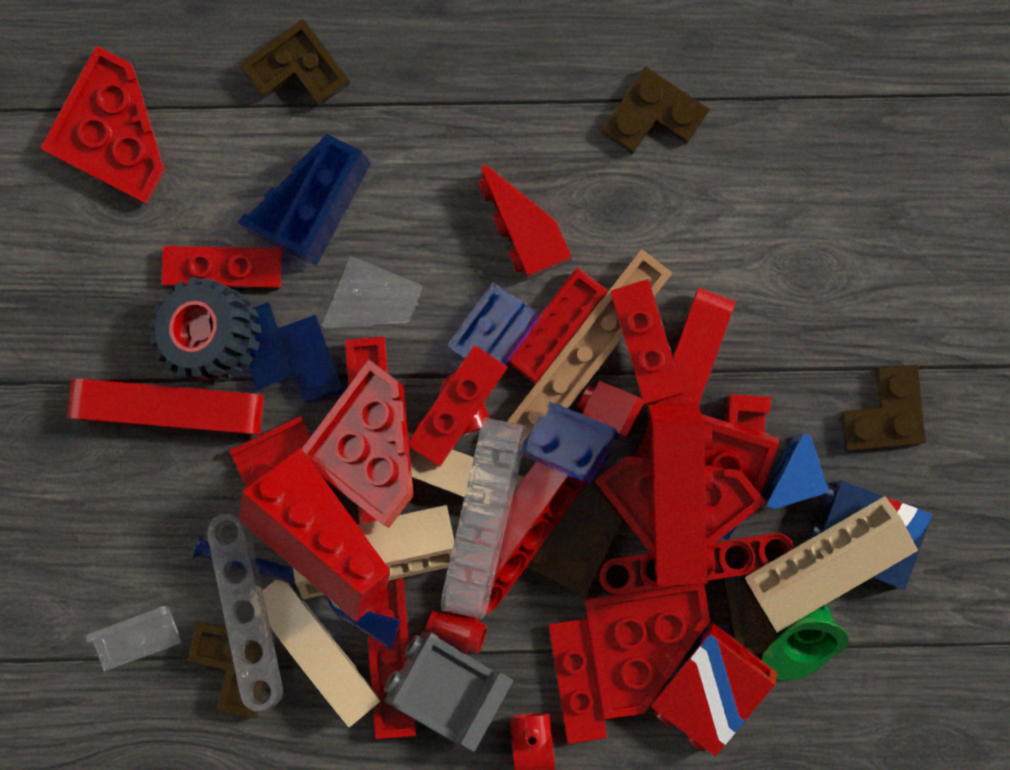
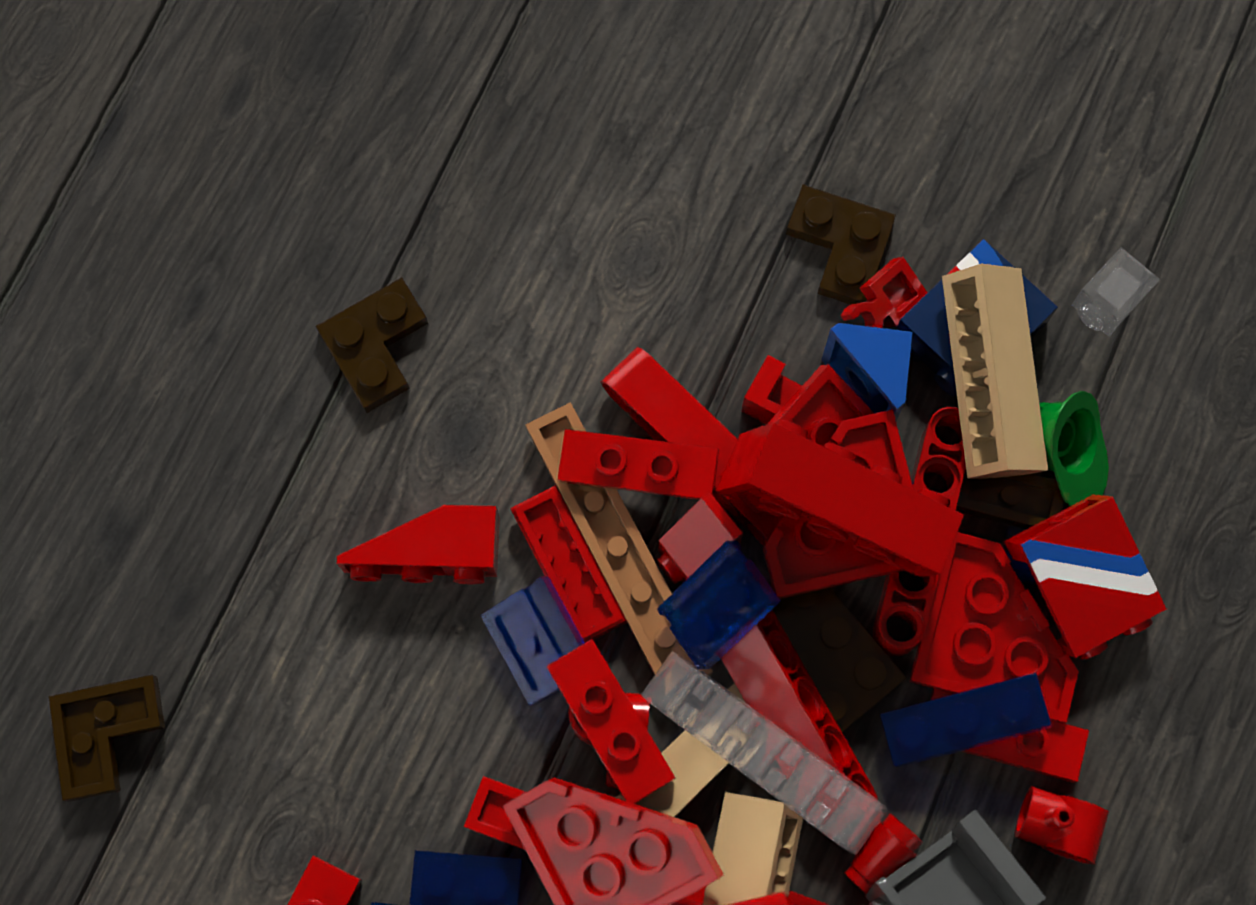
camera: 60 degrees left, 10 degrees down
(310, 200) = (274, 791): clear blue wedge -> none
(372, 297) = (427, 770): clear wing -> none
(573, 649) = (966, 720): none -> clear blue plate
(859, 465) = (888, 295): none -> red plate
(938, 627) = (1114, 292): none -> clear brick

